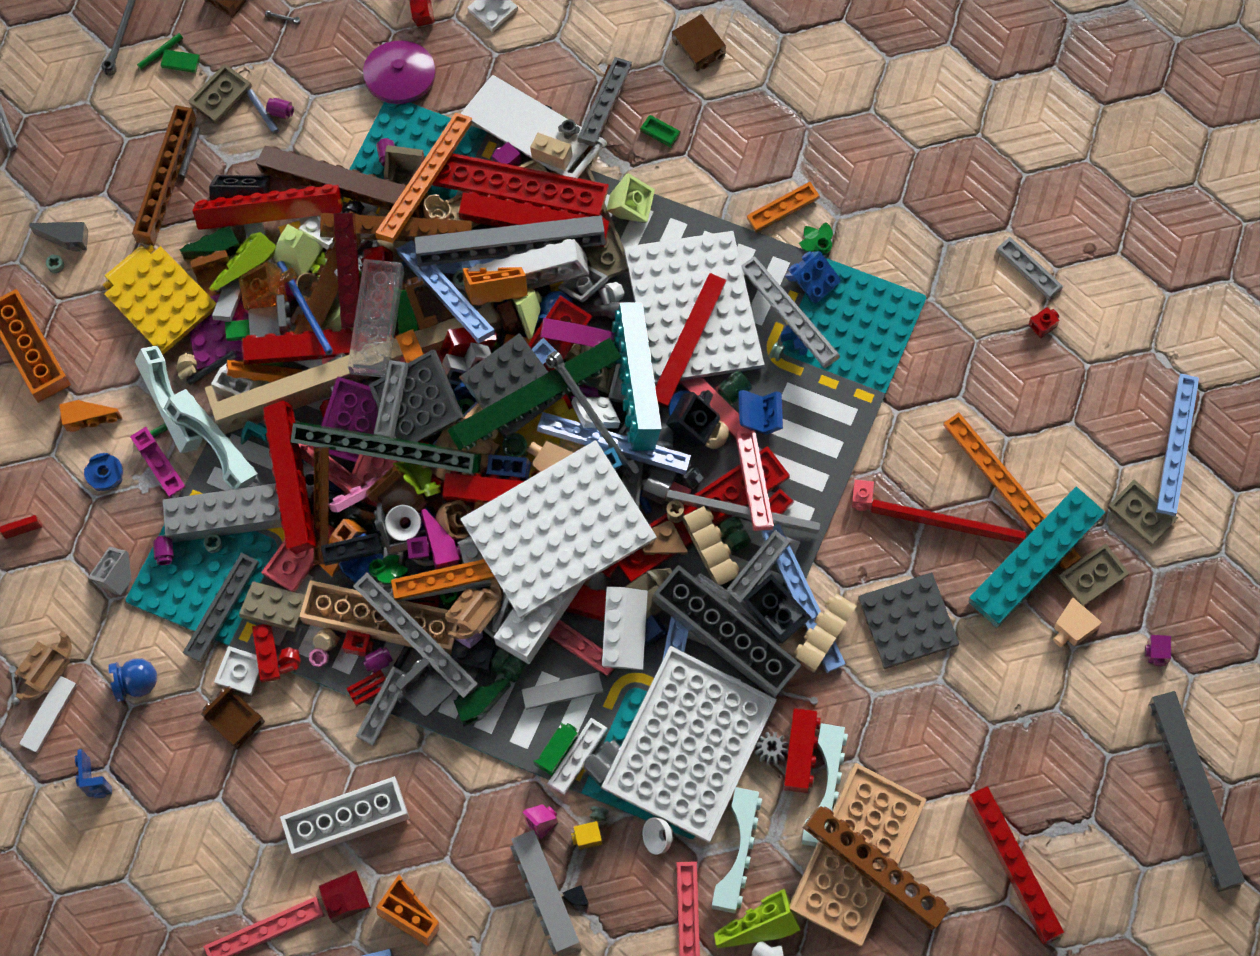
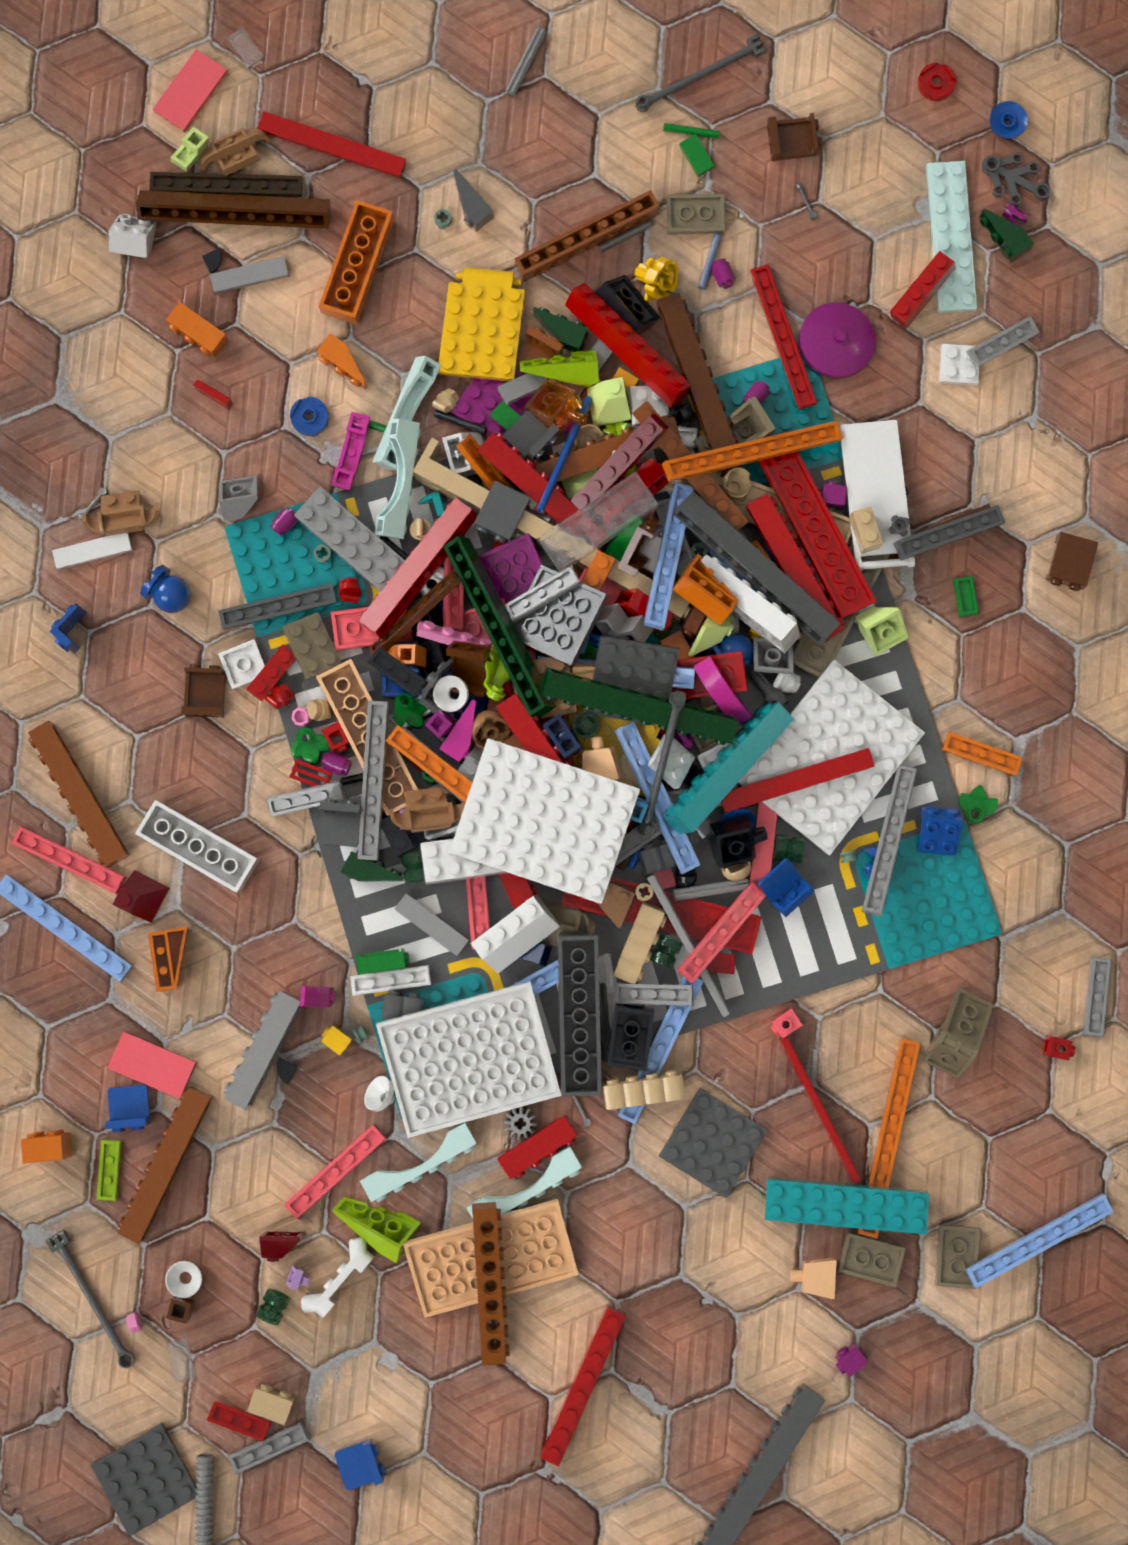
camera: 45 degrees right, 15 degrees up
(221, 878) = (78, 794): none -> dark orange brick
(239, 148) = (658, 277): none -> yellow piece
(258, 544) = (350, 590): none -> red piece
(261, 457) = (419, 528): none -> tan piece
(305, 383) = (501, 512): none -> dark grey panel
(348, 672) = (309, 748): none -> green plate
(363, 104) = (783, 337): none -> red tile
(715, 466) = (709, 889): none -> light grey axle
(977, 381) = (960, 1034): none -> dark tan bracket

